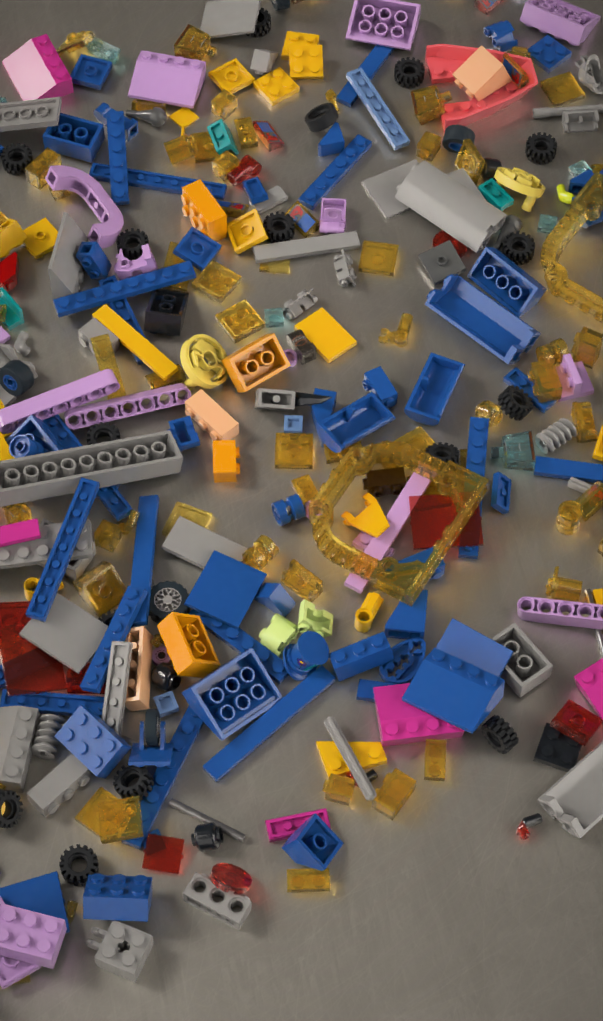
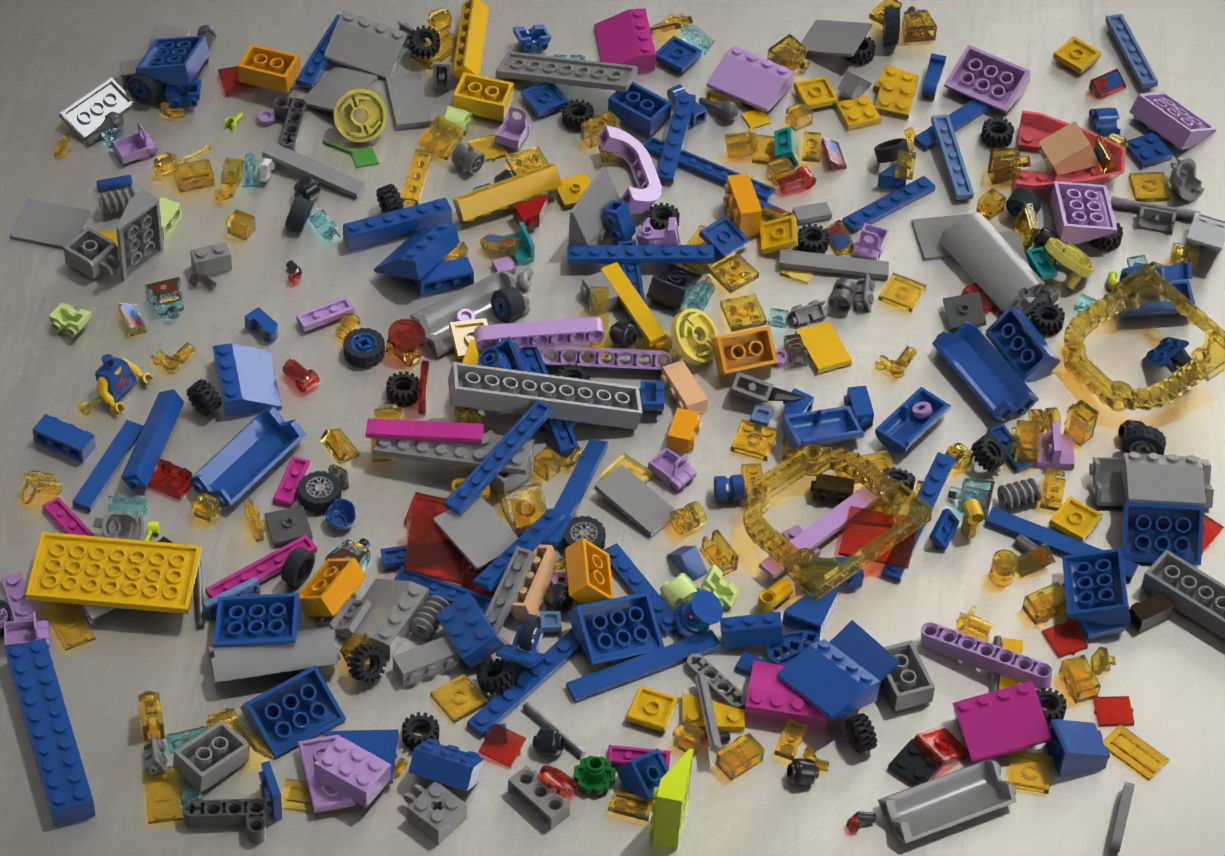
camera: 15 degrees right, 10 degrees down
(120, 819) = (472, 702): clear yellow plate -> none
(135, 376) = (623, 334): none -> black head
(195, 307) = (701, 294): none -> clear light blue hinge
(225, 589) = (642, 539): blue piece -> none
(228, 505) = (672, 469): none -> lavender piece
(255, 190) = (801, 200): blue tile -> none
(262, 858) = (594, 775): none -> green plant
(293, 768) = (652, 709): none -> yellow plate
(326, 277) = (843, 295): none -> flat silver wheel
(332, 30) = (934, 74): none -> blue leg
(340, 130) = (905, 164): none -> clear yellow brick
(346, 716) = (717, 681): none -> light grey beam
(353, 877) = (671, 802): none -> neon yellow slope
(370, 520) = (806, 517): yellow flag -> none
(439, 375) = (922, 410): none -> lavender tile
(458, 792) = (802, 772): none -> black head
(462, 776) = (809, 753): none -> clear yellow arm
(514, 133) = (1081, 211): none -> lavender slope
(524, 475) = (972, 517): none -> yellow piece

